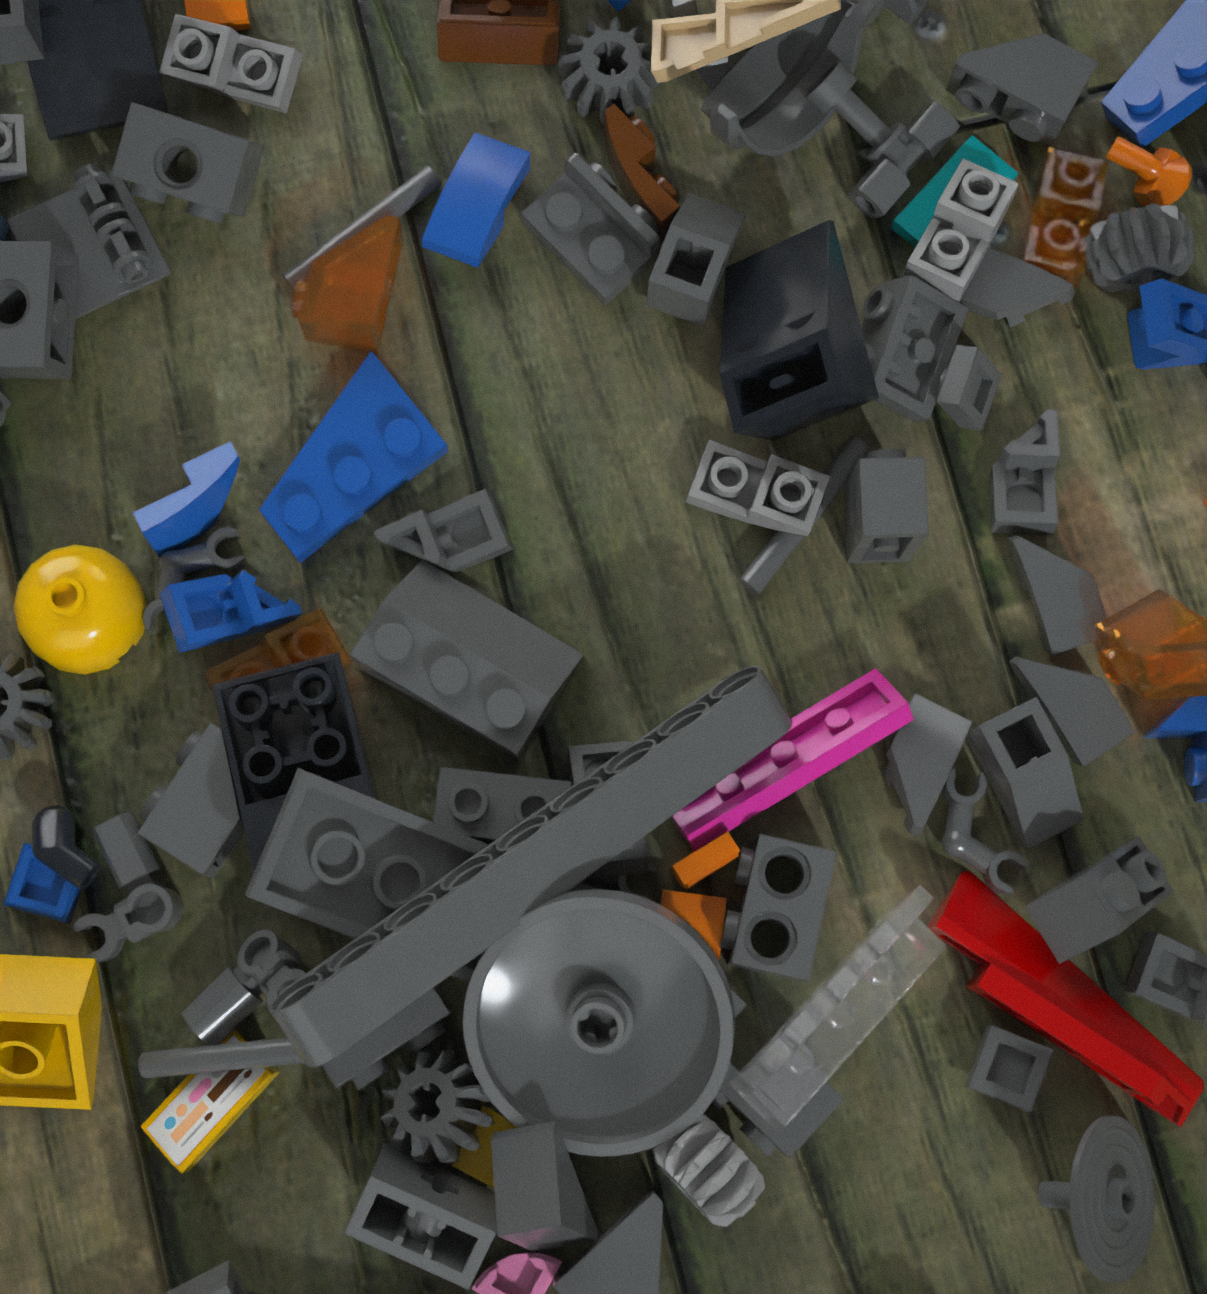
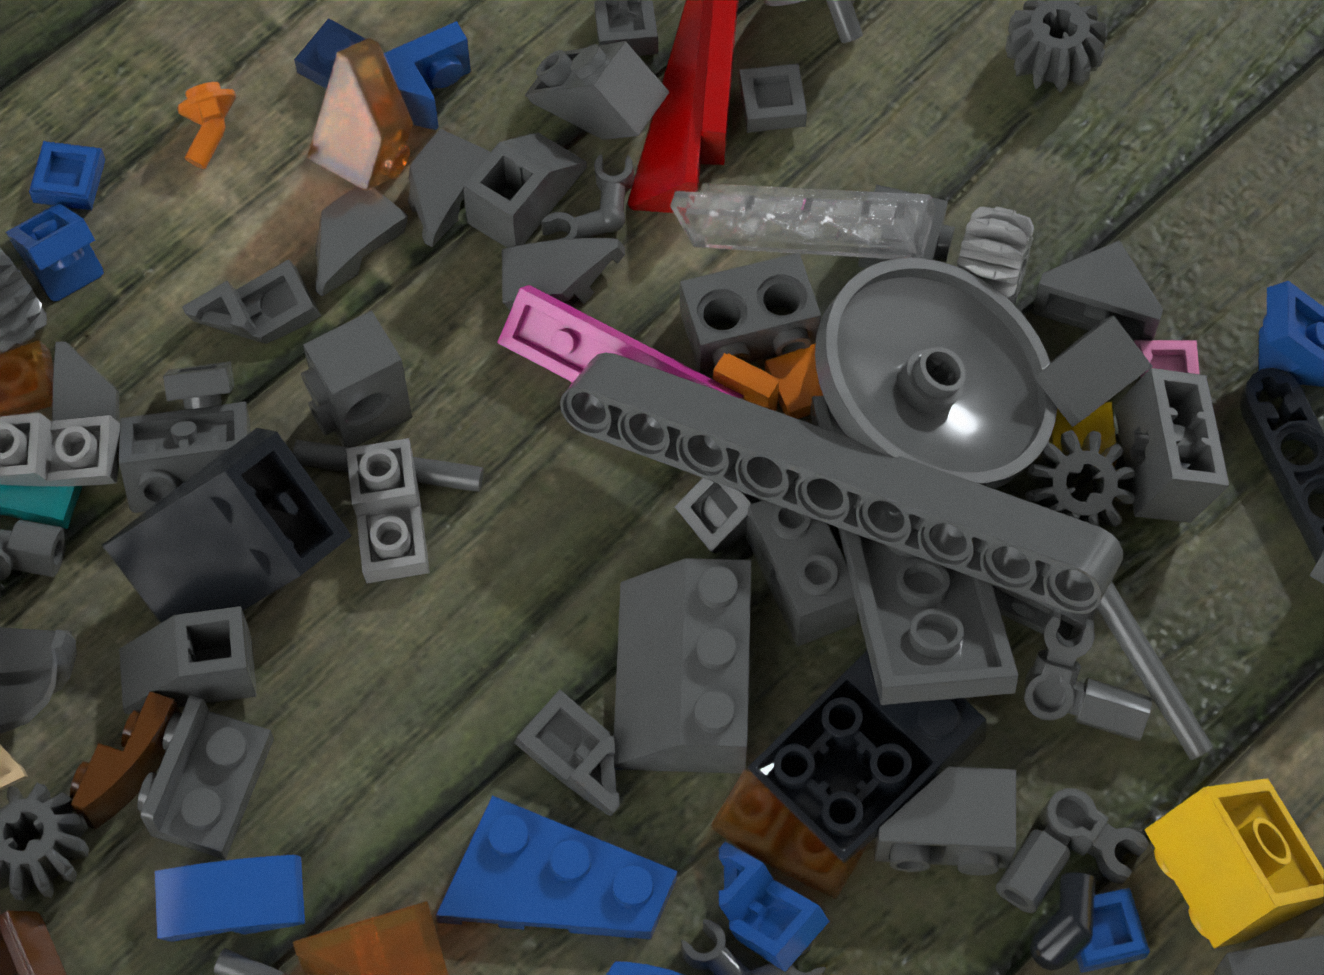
camera: 115 degrees left, 15 degrees down
(204, 1110) = (1214, 678): slope -> none

